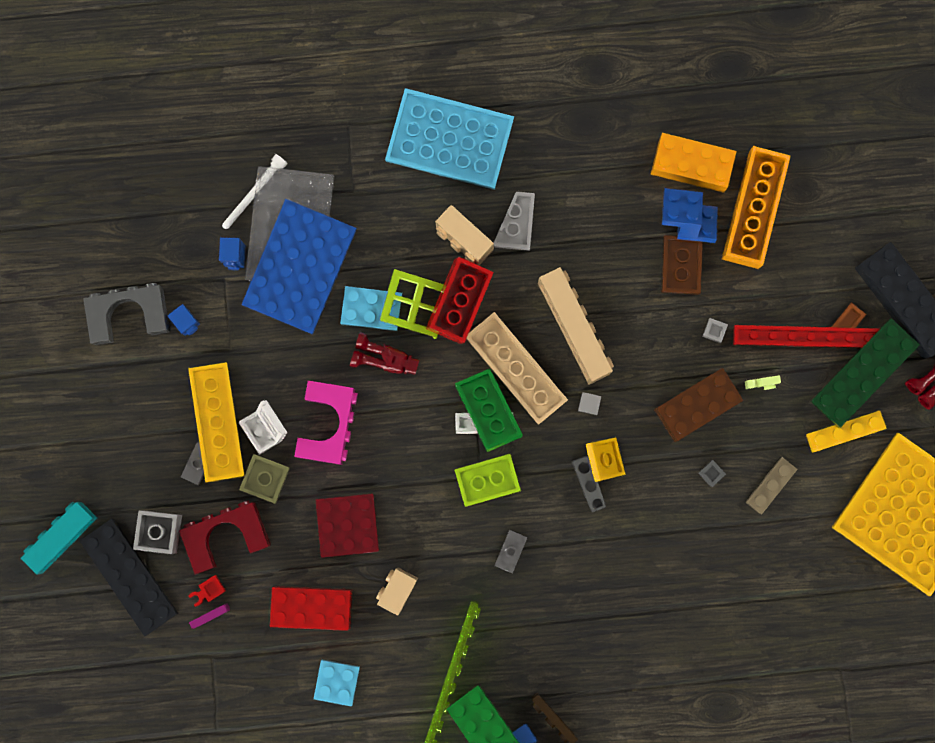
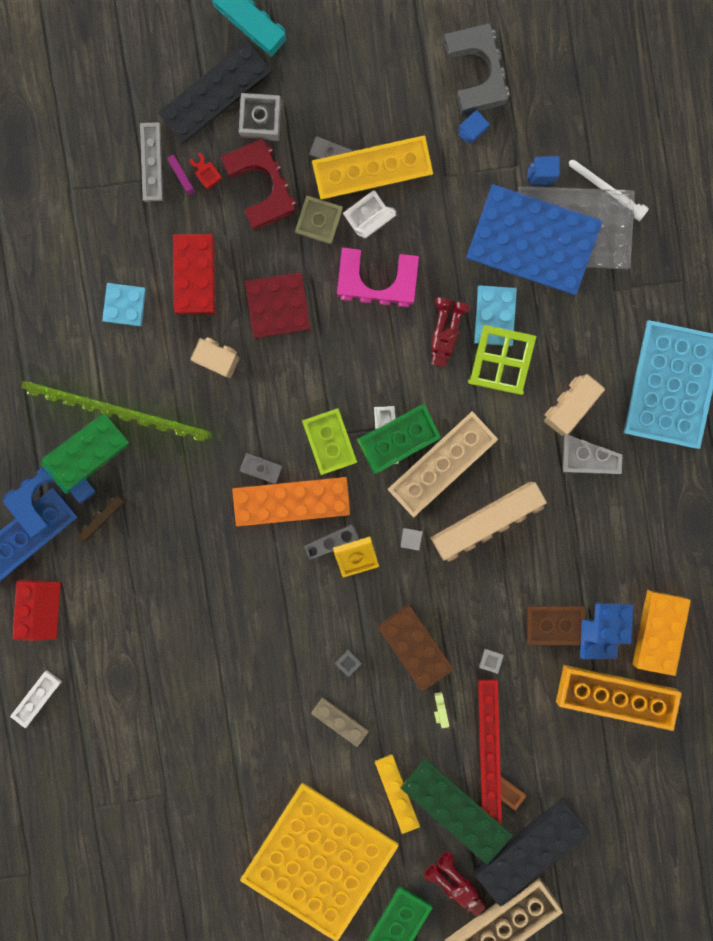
camera: 85 degrees right, 5 degrees up
(194, 646) = (151, 162): none -> light grey plate
(459, 300) = (508, 403): red brick -> none
(546, 522) = (291, 501): none -> orange plate

